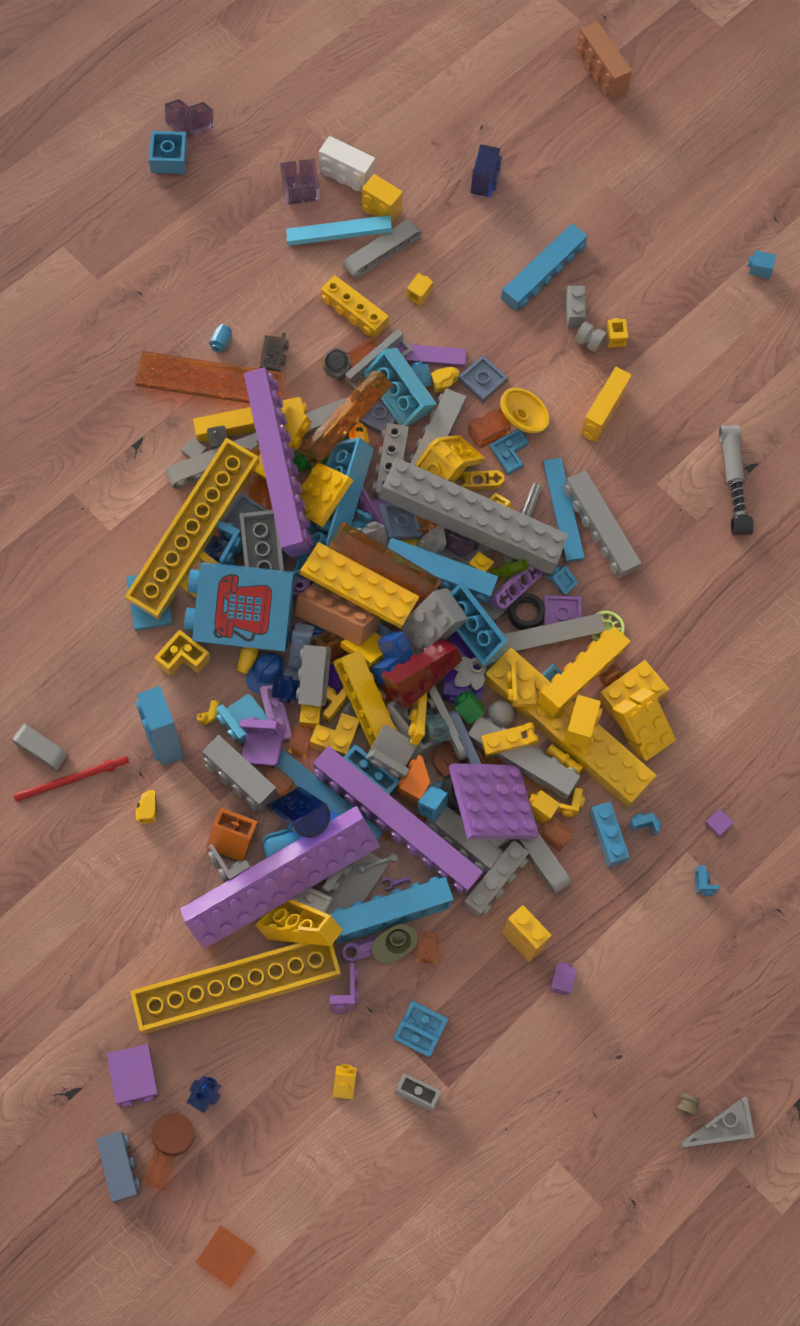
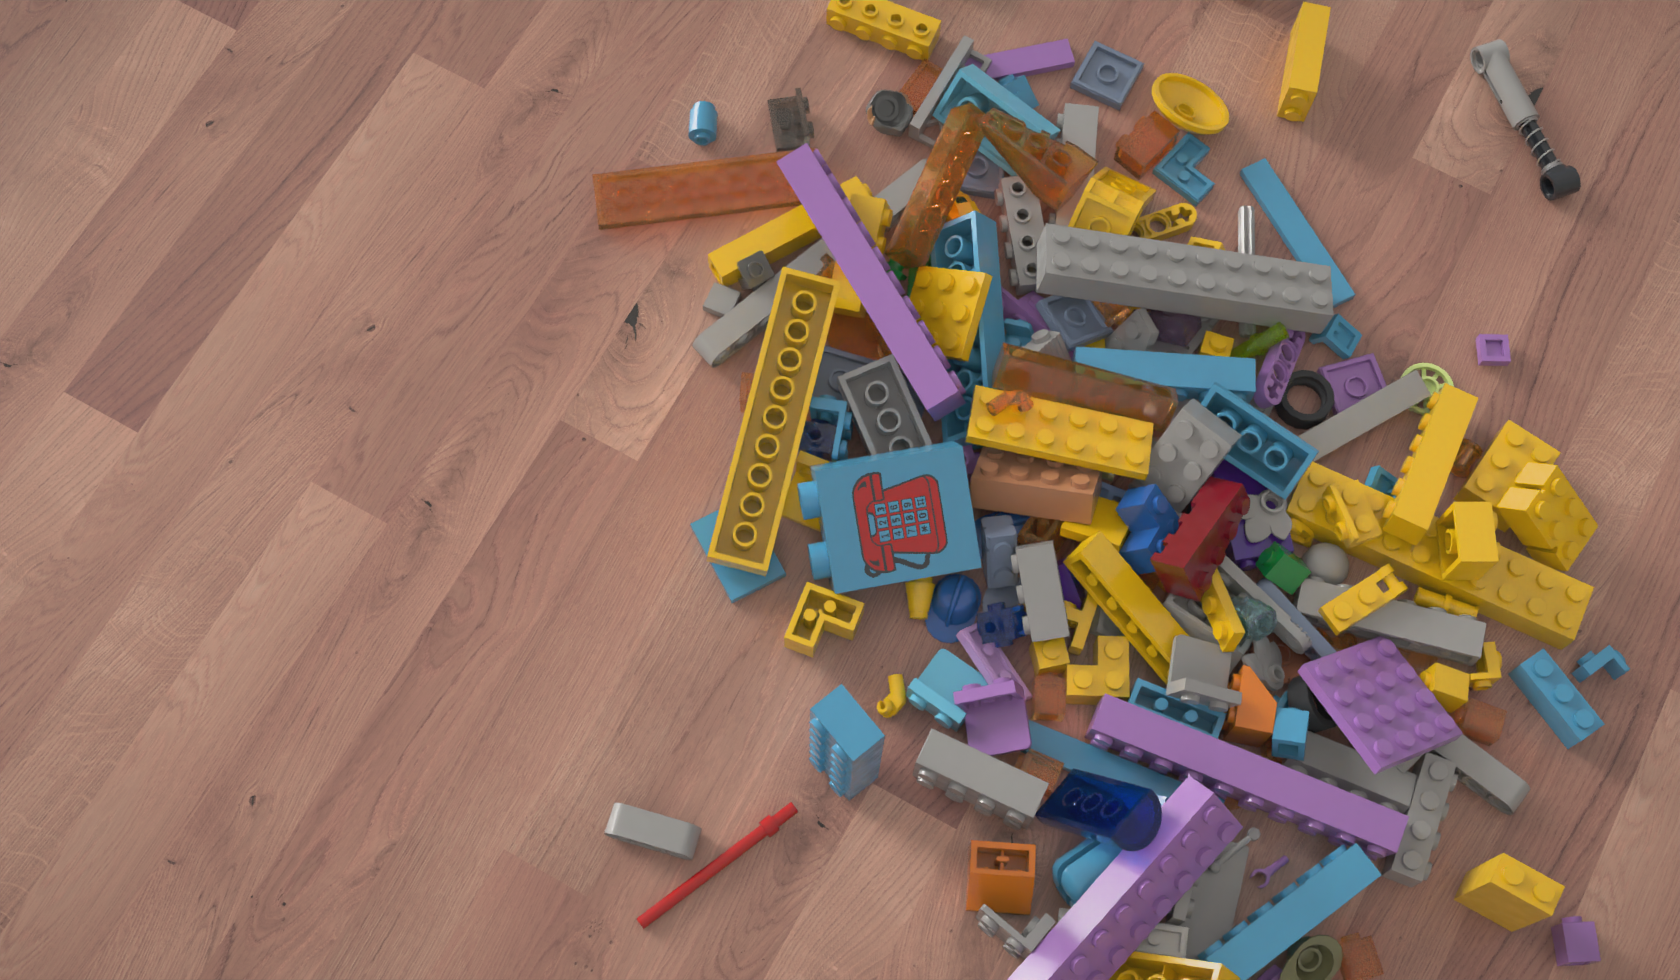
camera: 15 degrees left, 0 degrees up
(147, 808) = (852, 875): yellow rock -> none
(333, 555) = (1008, 398): none -> clear orange arm
(413, 420) = (1043, 164): none -> clear orange wedge
(437, 759) = (1266, 663): none -> light grey plate
(444, 378) = (1053, 91): yellow rock -> none
(491, 690) = (1301, 533): none -> yellow tile
(601, 524) = (1364, 238): light grey brick -> none
(657, 616) = (1493, 350): none -> medium lavender plate

